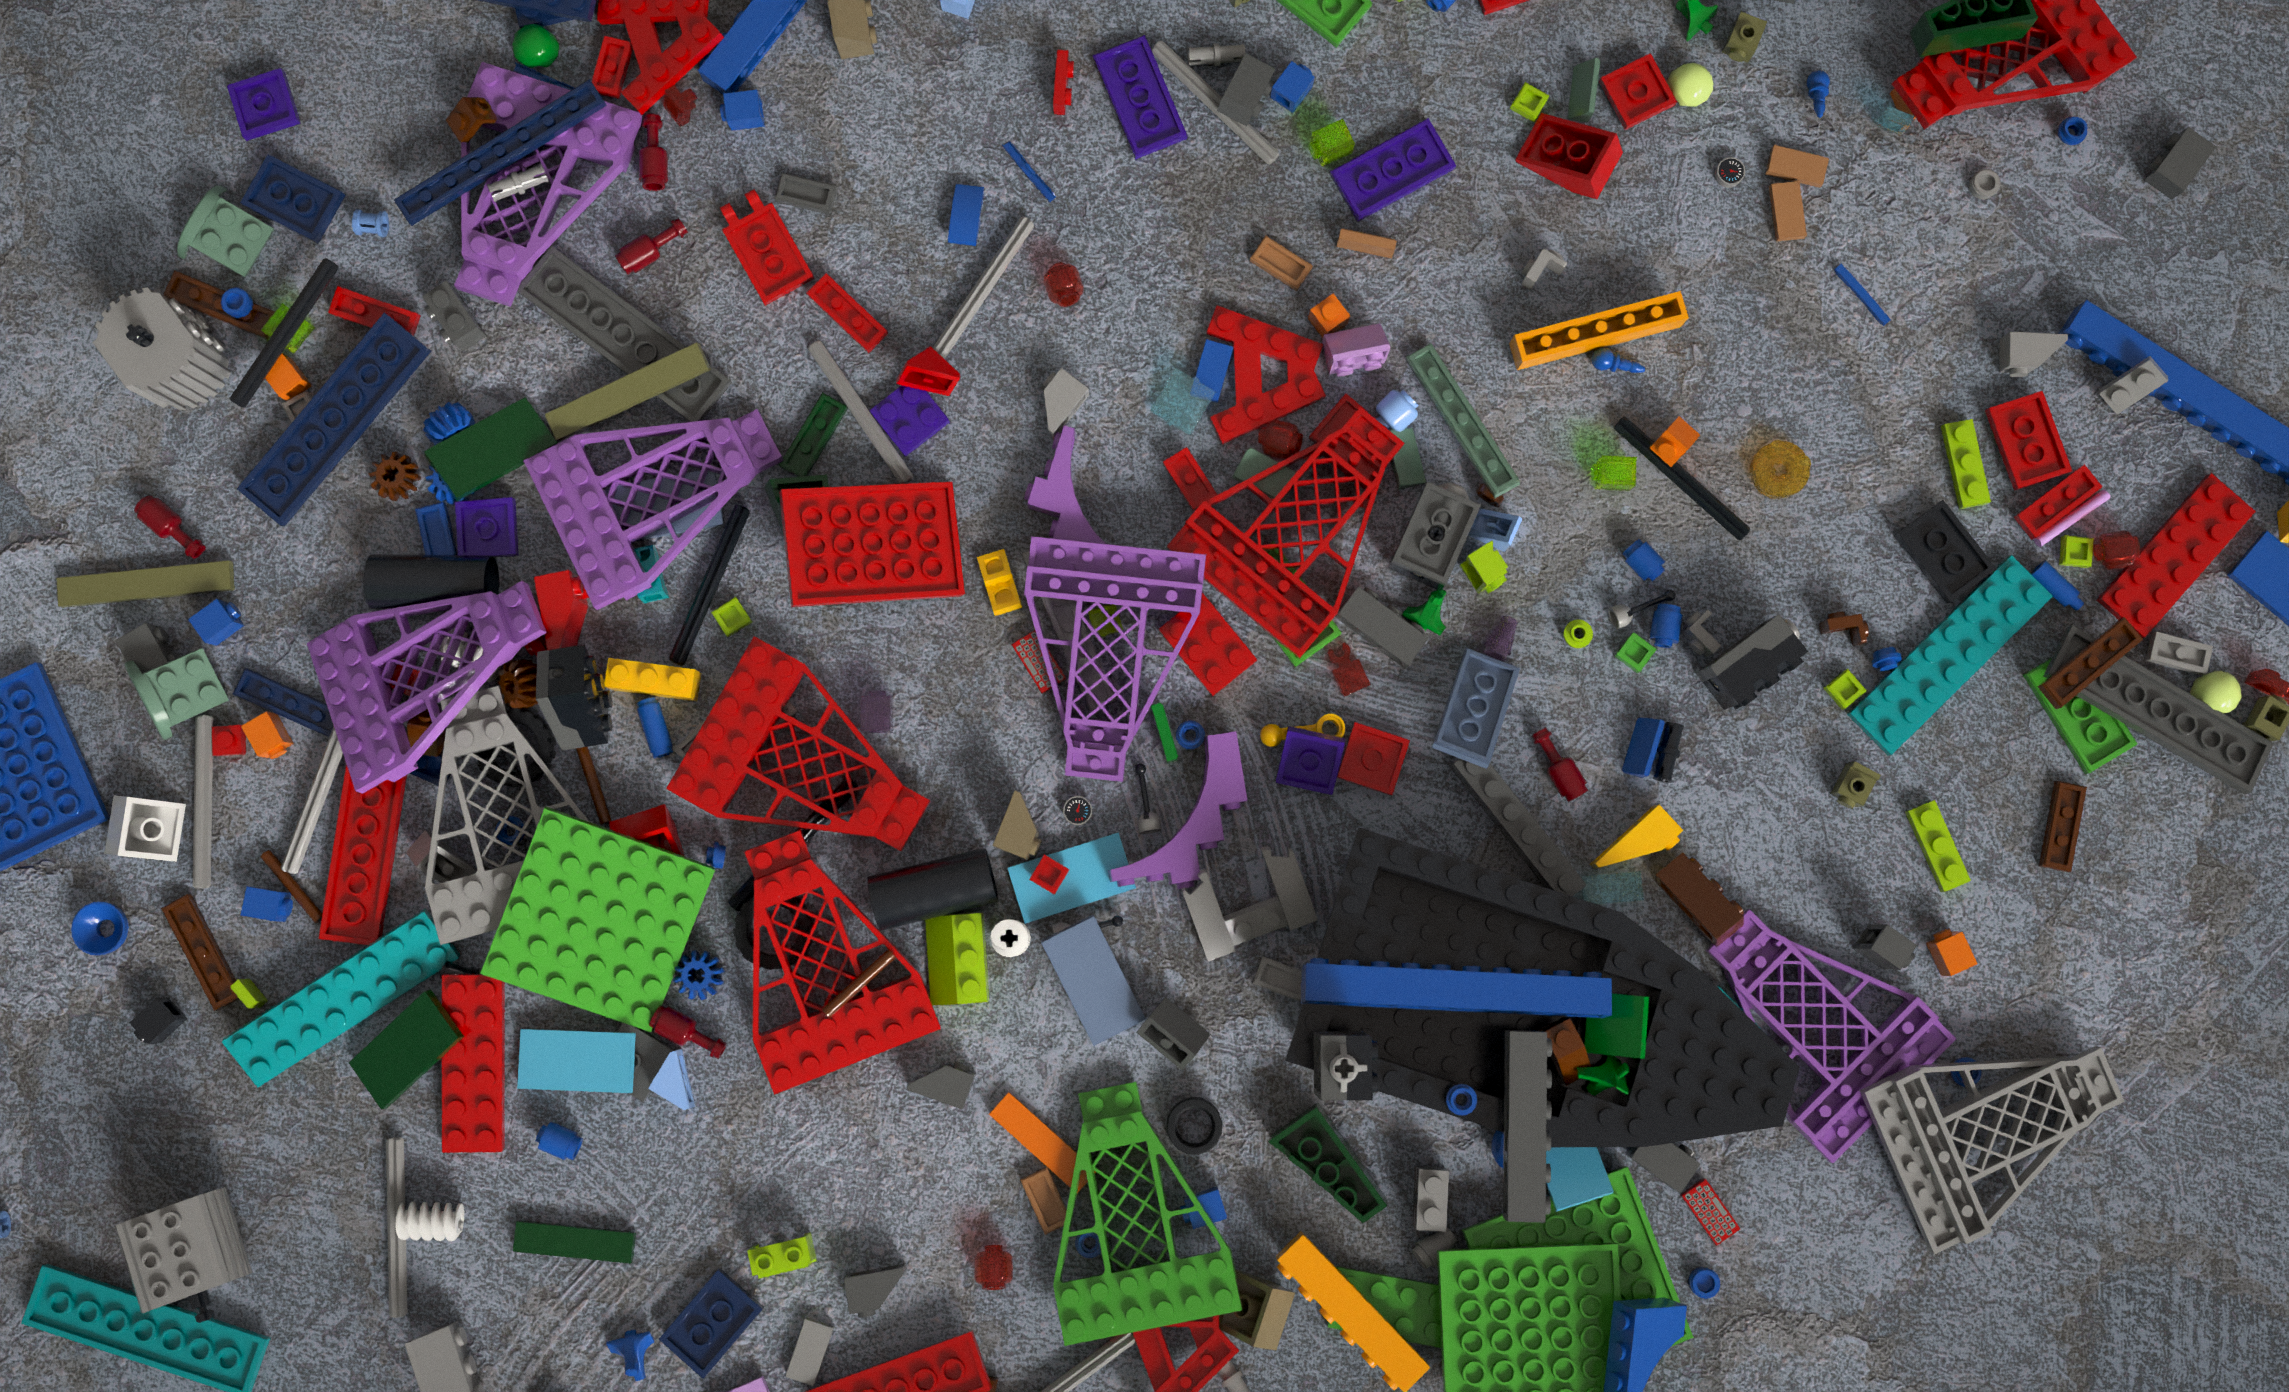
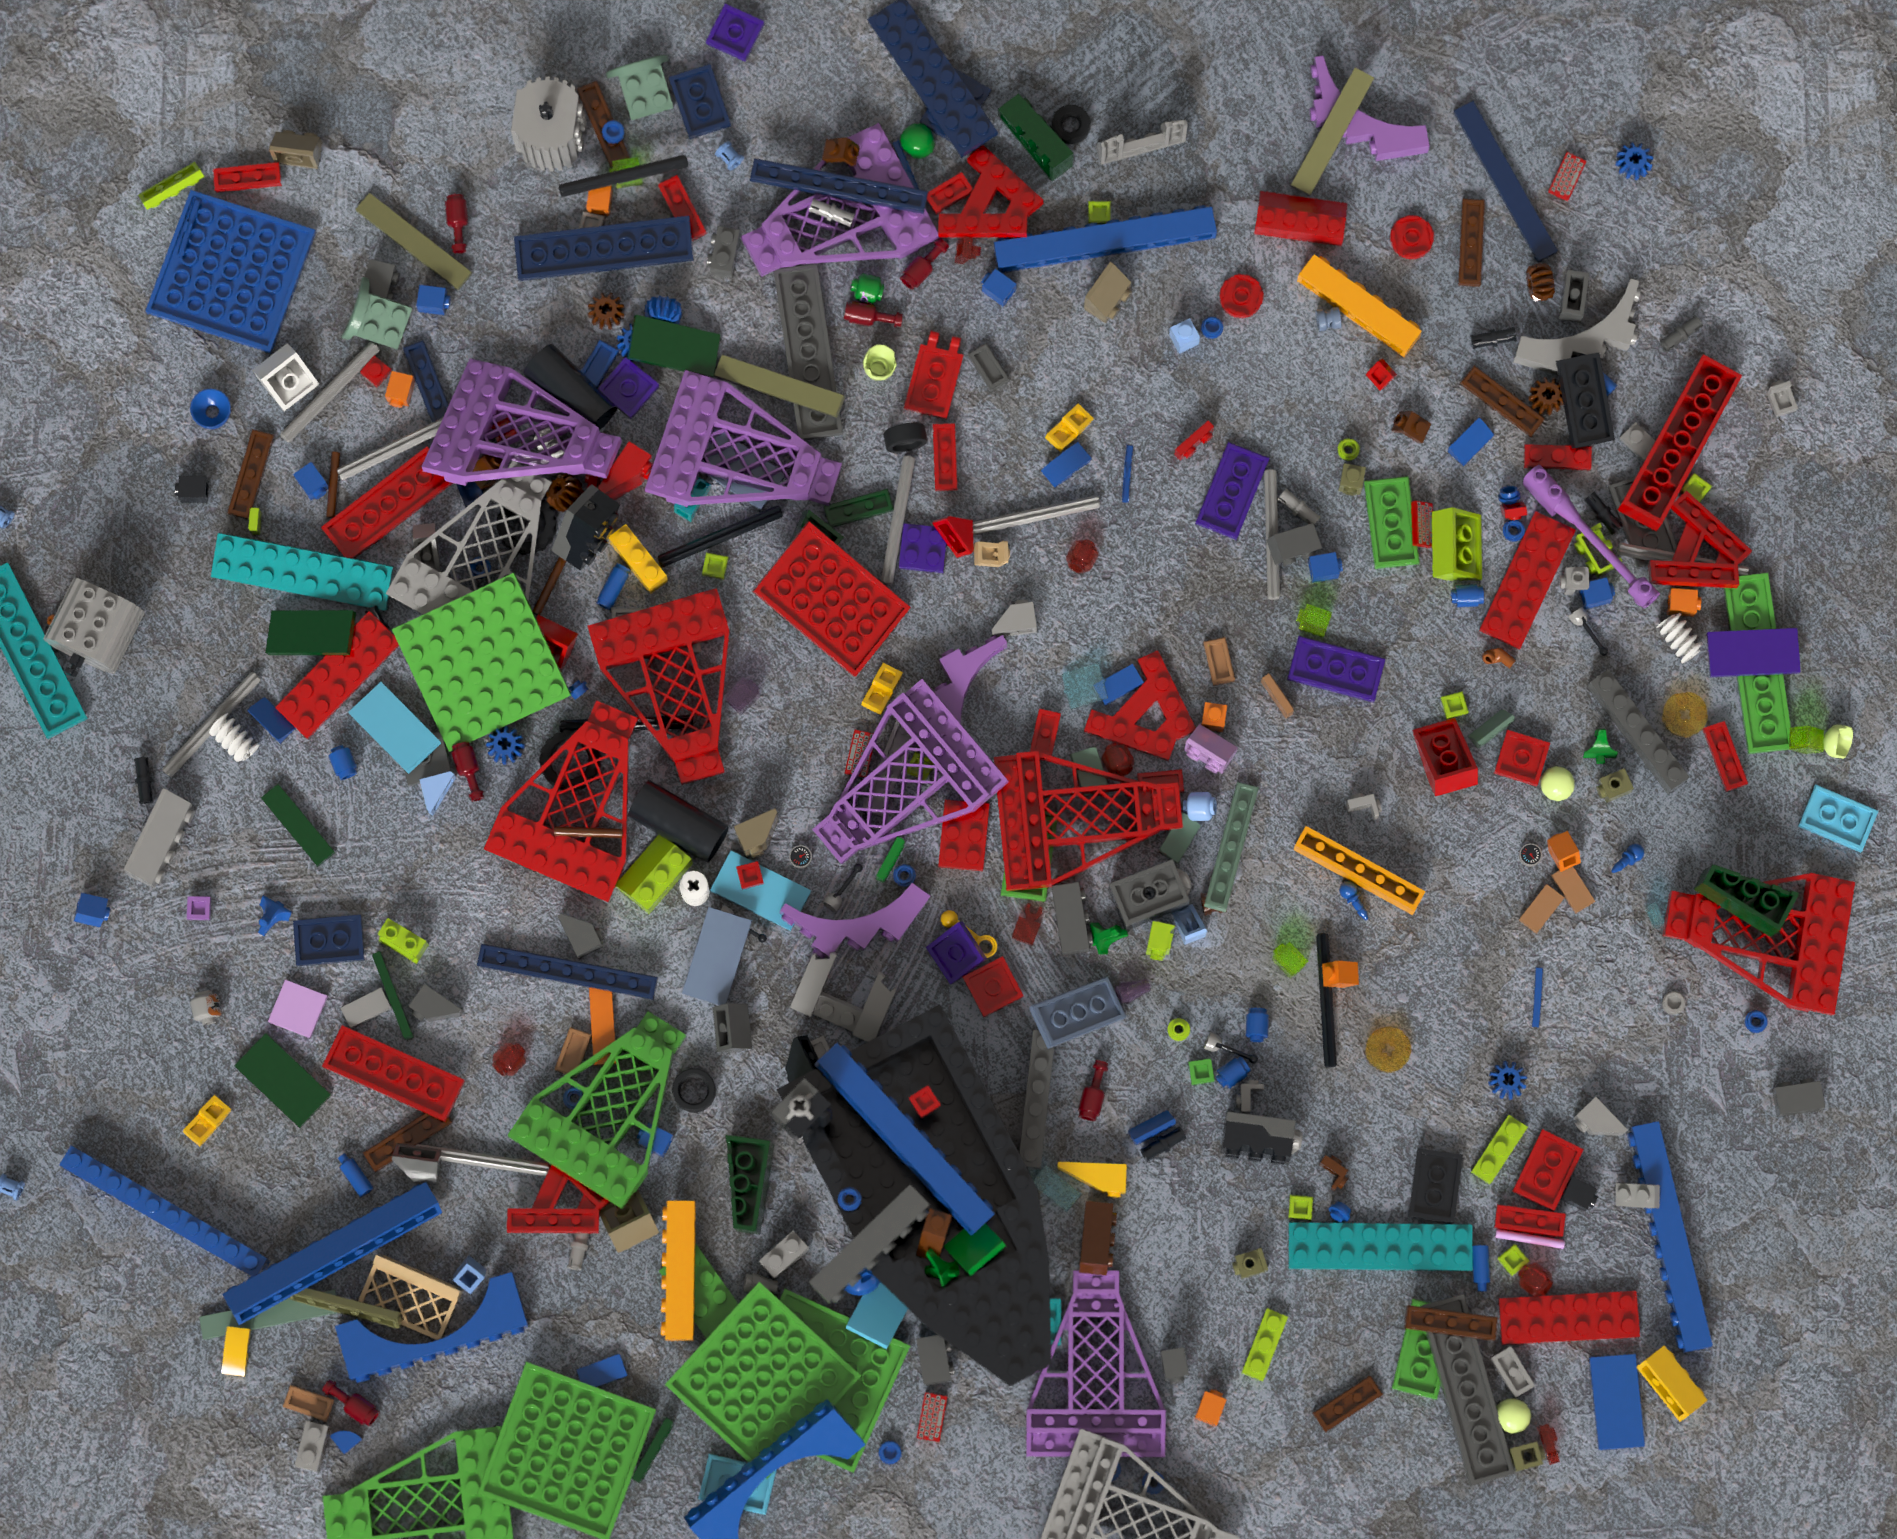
camera: 45 degrees right, 5 degrees down
(382, 1344) = (143, 780): none -> black pin
(450, 1167) = (271, 720): none -> blue slope
(621, 225) = (867, 288): none -> green head
(700, 282) = (879, 362): none -> yellowish green hair
(792, 328) = (905, 437): none -> black tyre
(824, 1316) = (393, 996): none -> dark green tile
(935, 179) = (1069, 428): none -> yellow slope
(966, 1131) = (567, 971): none -> dark blue tile
(978, 361) = (991, 554): none -> tan bracket
(1272, 1002) = (800, 1058): none -> black slope
(1440, 936) = (924, 1101): none -> red plate
(1524, 19) = (1498, 655): none -> dark orange arm
(1759, 138) = (1563, 851): none -> orange brick
(1906, 400) = (1499, 1078): none -> blue gear
(2080, 434) = (1579, 1194): none -> black brick

